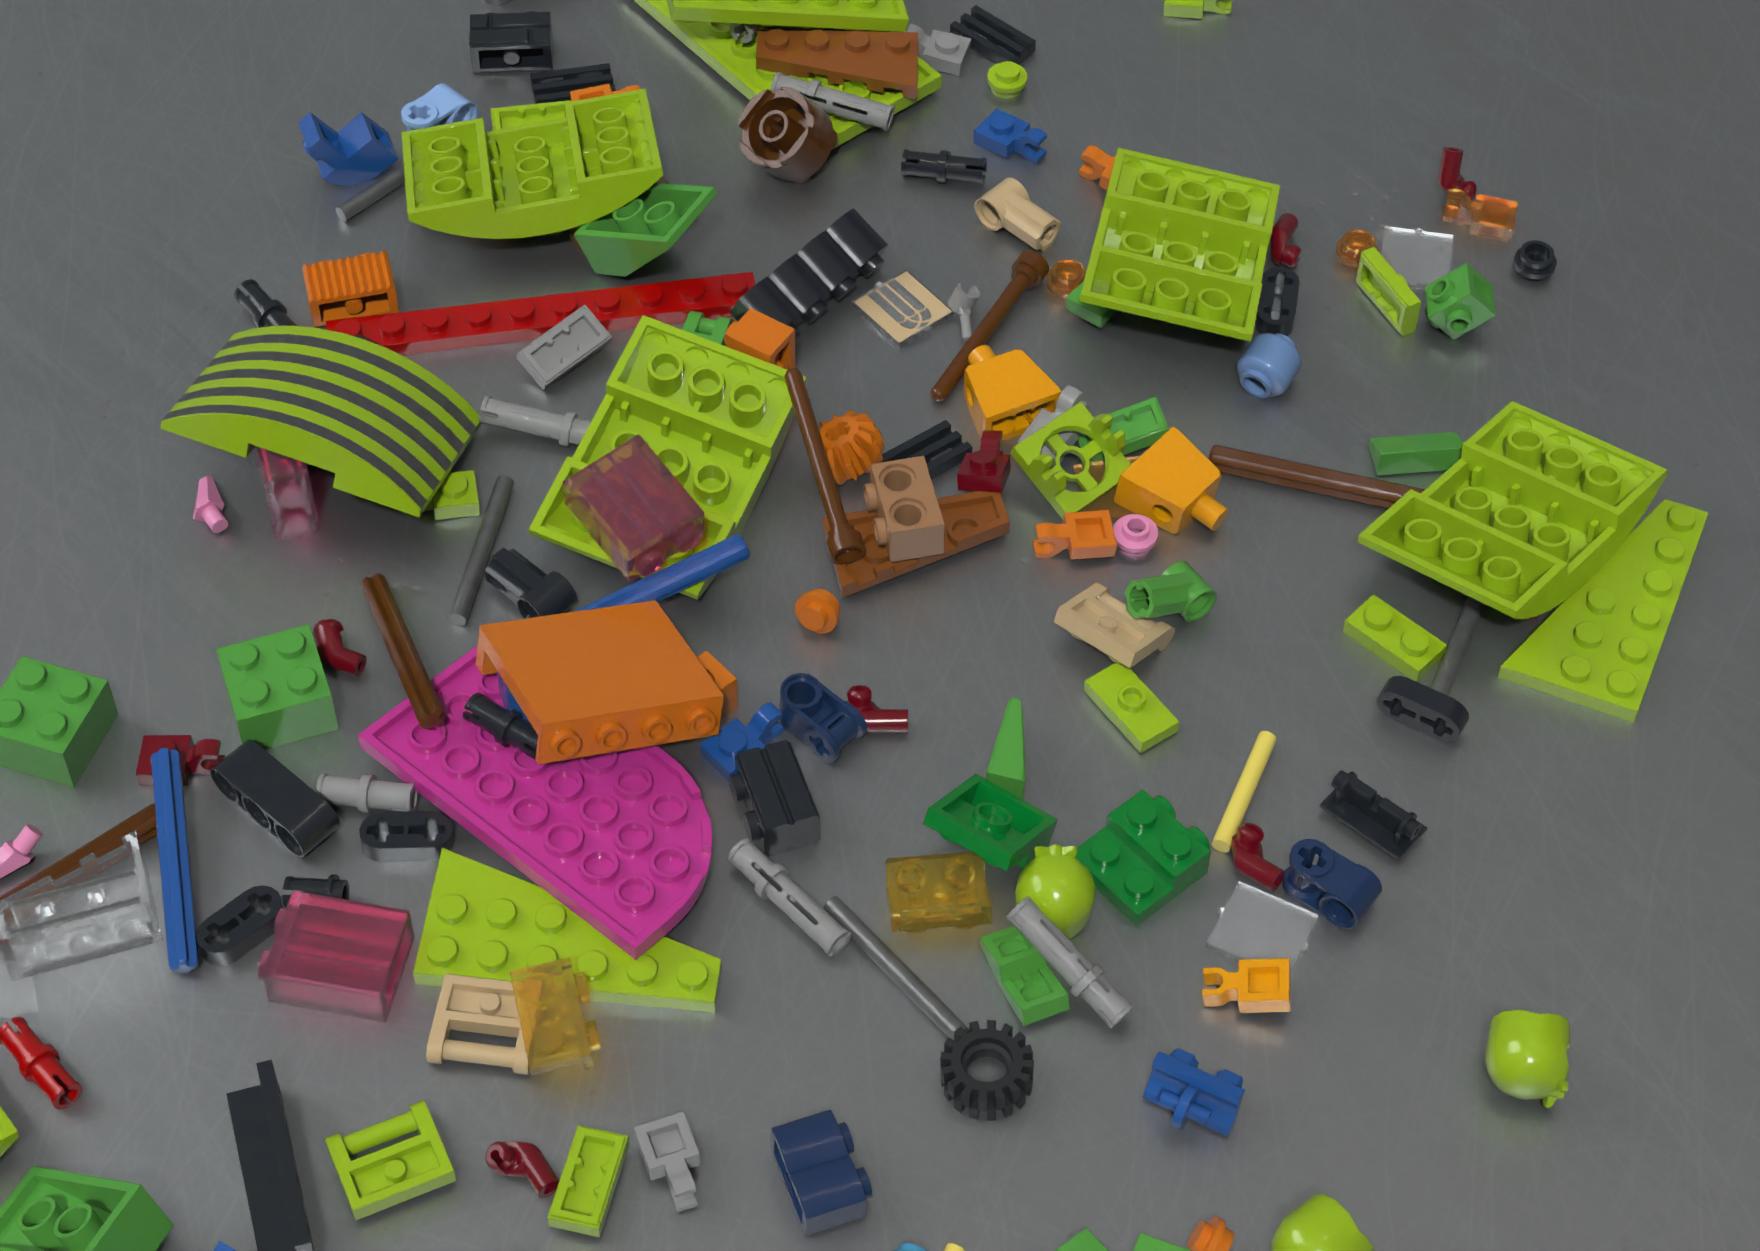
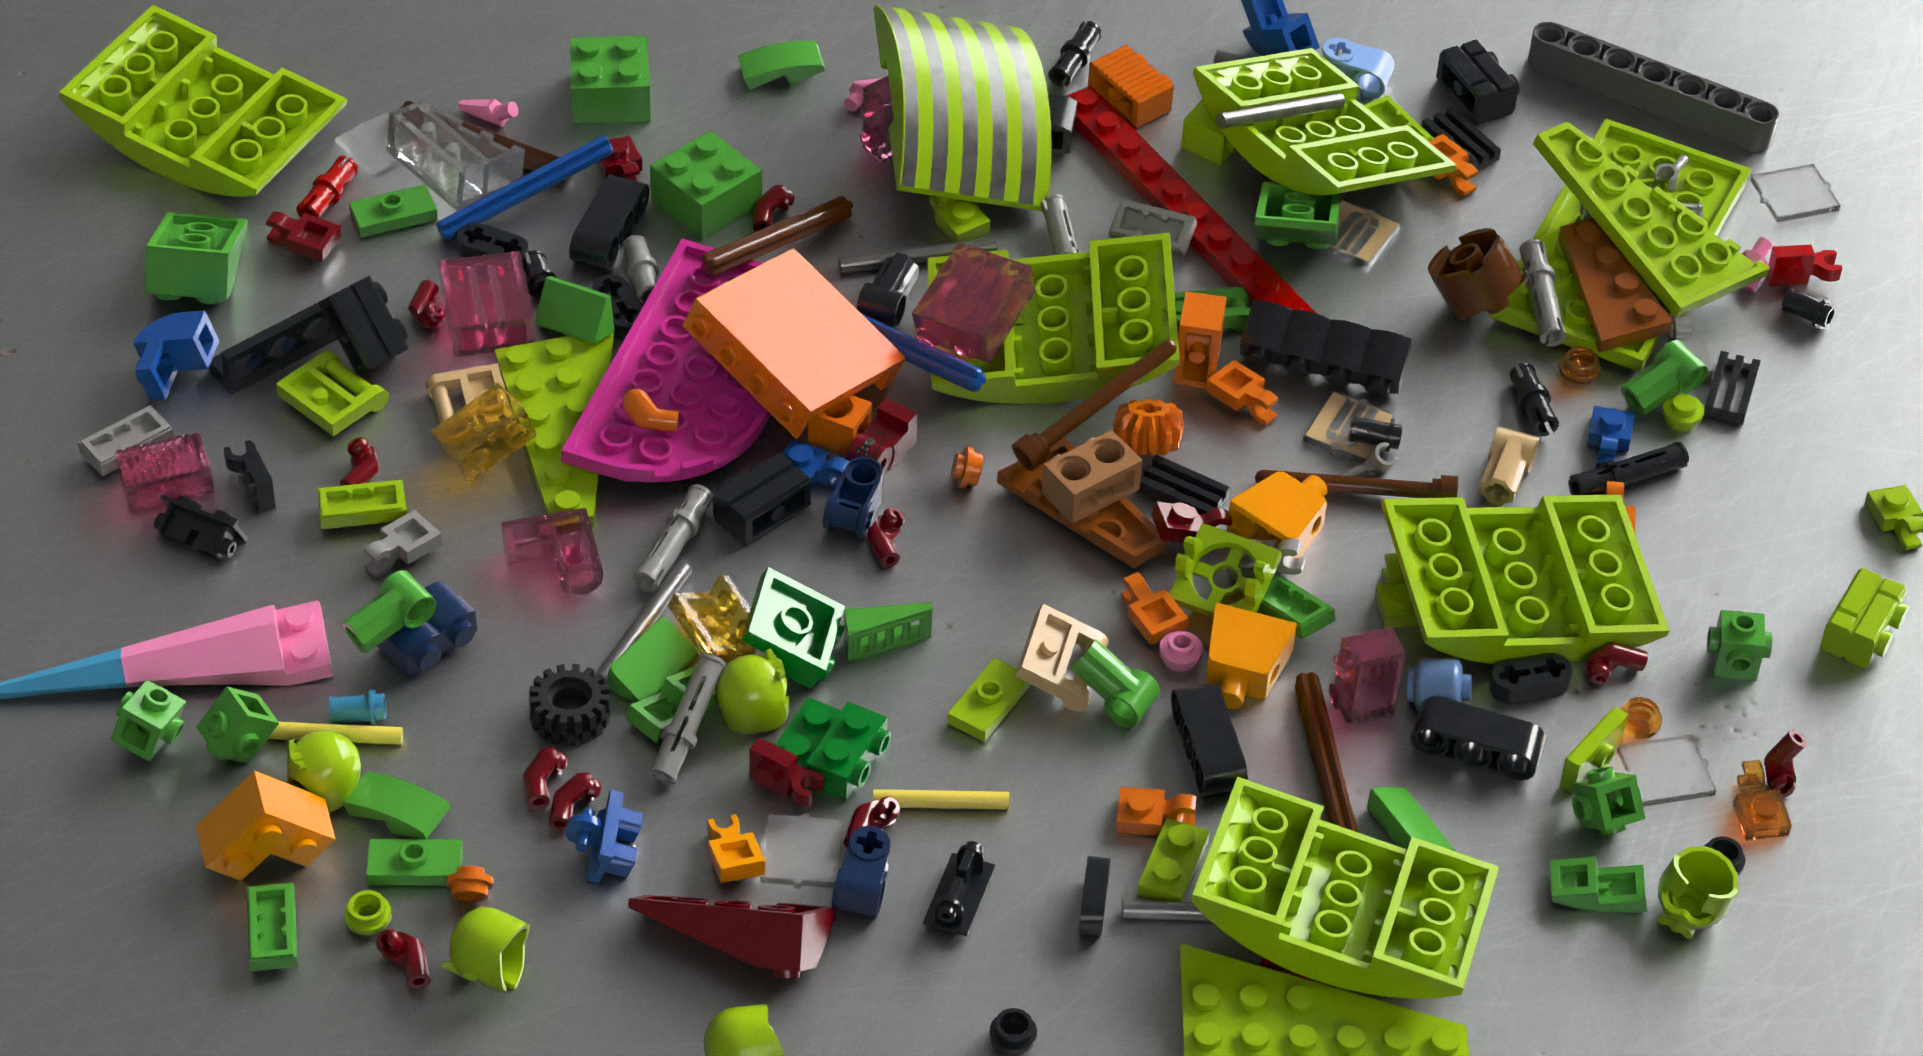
camera: 65 degrees right, 5 degrees down
(109, 1104) = (306, 236): none -> dark red plate
(115, 561) = (793, 59): none -> bright green slope
(115, 1007) = (393, 211): none -> bright green plate
(299, 1026) = (423, 306): none -> dark red arm
(326, 1082) = (364, 324): none -> black brick
(409, 870) = (575, 310): none -> bright green slope
(456, 257) = (1203, 136): none -> lime brick
(500, 180) = (1280, 110): none -> flat silver bar
(625, 850) = (646, 414): none -> orange arm
(746, 995) = (560, 537): none -> clear pink brick
(756, 676) = (887, 435): none -> dark red leg
(814, 1175) = (398, 604): none -> bright green piece
(825, 364) = (1239, 387): none -> orange plate
(917, 121) = (1580, 366): none -> clear orange plate
(938, 282) = (1376, 432): none -> black pin
(959, 976) = (649, 661): none -> bright green slope
(974, 61) = (1672, 371): none -> bright green piece
(1065, 151) = (1630, 470): none -> black pin
(1070, 1130) = (545, 762): none -> dark red arm
(1114, 1113) = (566, 797): none -> dark red arm
(1140, 355) = (1393, 596): none -> lime plate
(1162, 909) = (779, 771): none -> dark red plate
(1253, 400) = (1367, 674): none -> clear pink brick
(1262, 552) = (1208, 738): none -> black beam
(1310, 64) = (1864, 617): none -> lime brick
(1310, 150) = (1738, 644): none -> bright green brick
(1326, 635) = (1145, 810): none -> orange plate
(1340, 363) = (1478, 738): none -> black beam
(1374, 991) = (770, 937): none -> dark red wedge
(1534, 350) = (1605, 889): none -> bright green slope
(1563, 823) = (1013, 1021): none -> black plate
(1583, 284) = (1696, 890): none -> lime helmet

